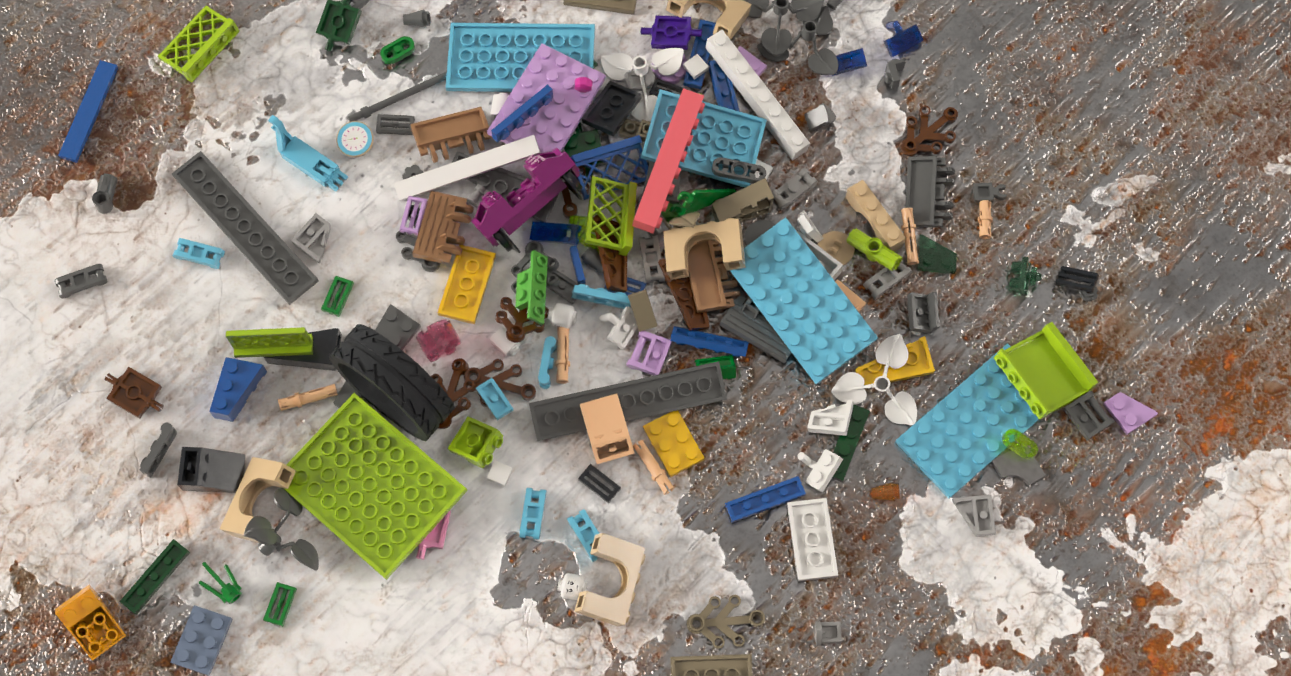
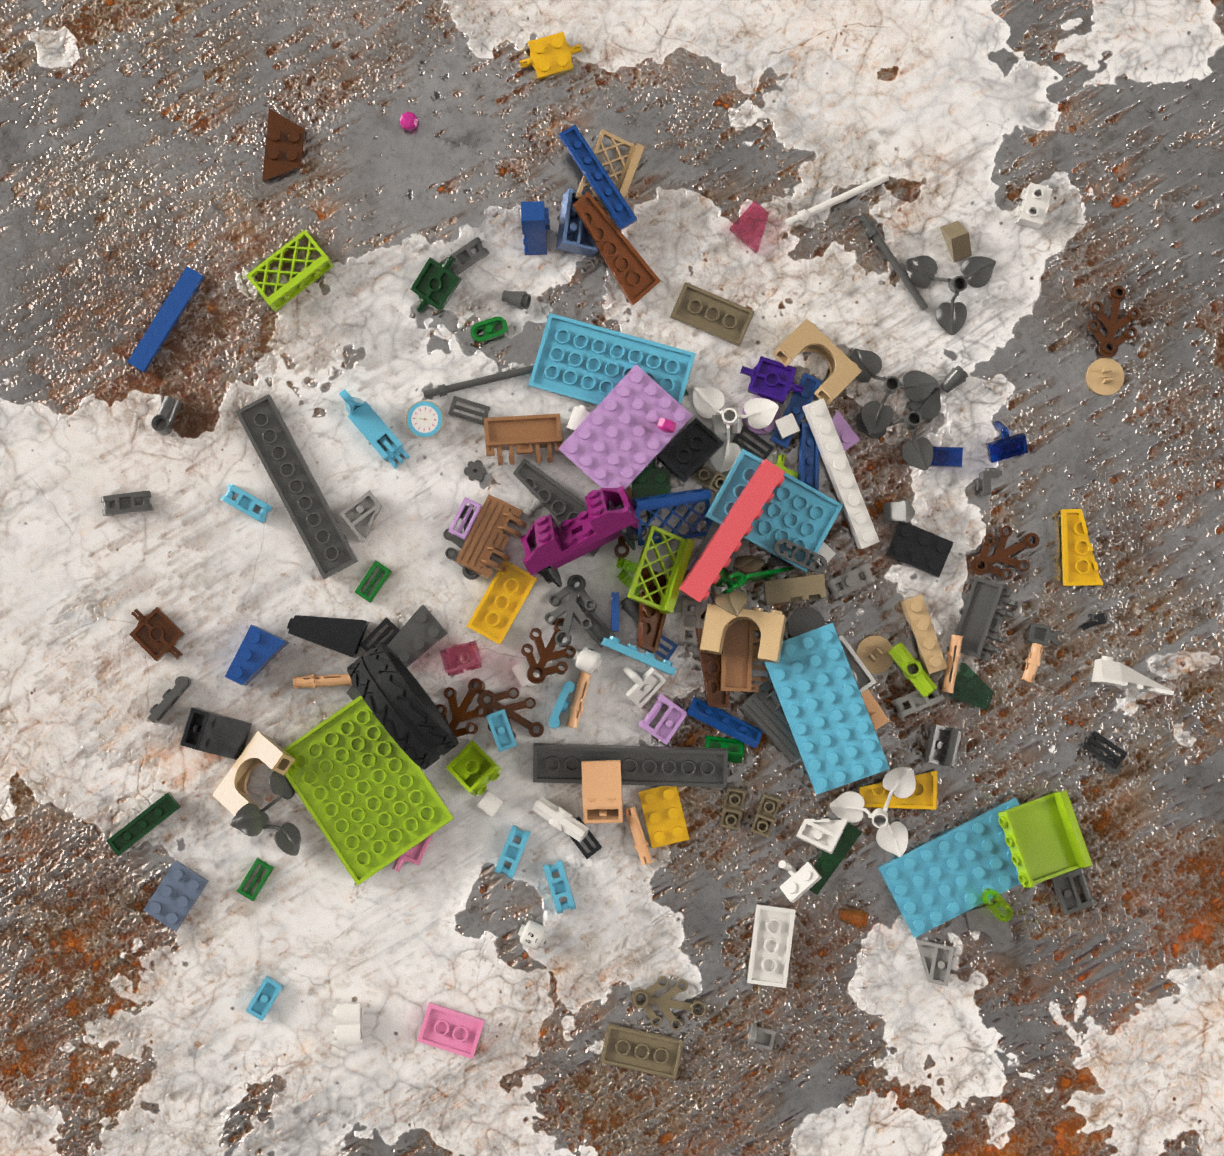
camera: 15 degrees right, 15 degrees up
(90, 622) = (75, 852): light orange slope -> none
(230, 592) = (208, 857): green plant -> none
(270, 342) = (297, 624): lime fence -> none
(467, 168) = (530, 482): white tile -> none
(525, 111) = (591, 447): blue plate -> none
(532, 288) = (564, 629): bright green bracket -> none
(554, 233) = (600, 572): clear blue plate -> none
(573, 467) = (560, 819): none -> white piece
(628, 559) = (568, 966): tan arch -> none
(642, 310) = (667, 678): dark tan tile -> none
(738, 419) = (732, 807): none -> dark tan slope
(765, 499) = (737, 895): blue plate -> none
(772, 417) = (766, 814): none -> dark tan slope
(808, 228) = (853, 629): white wing -> none
(849, 146) = (919, 549): none -> black plate
(995, 114) = (1077, 551): none -> yellow wing
(1023, 268) = (1049, 740): clear green hips -> none
(1036, 168) = (1101, 619): none -> black hand
(1072, 211) = (1117, 674): none -> white wedge
(1128, 412) = (1113, 896): lavender wing -> none

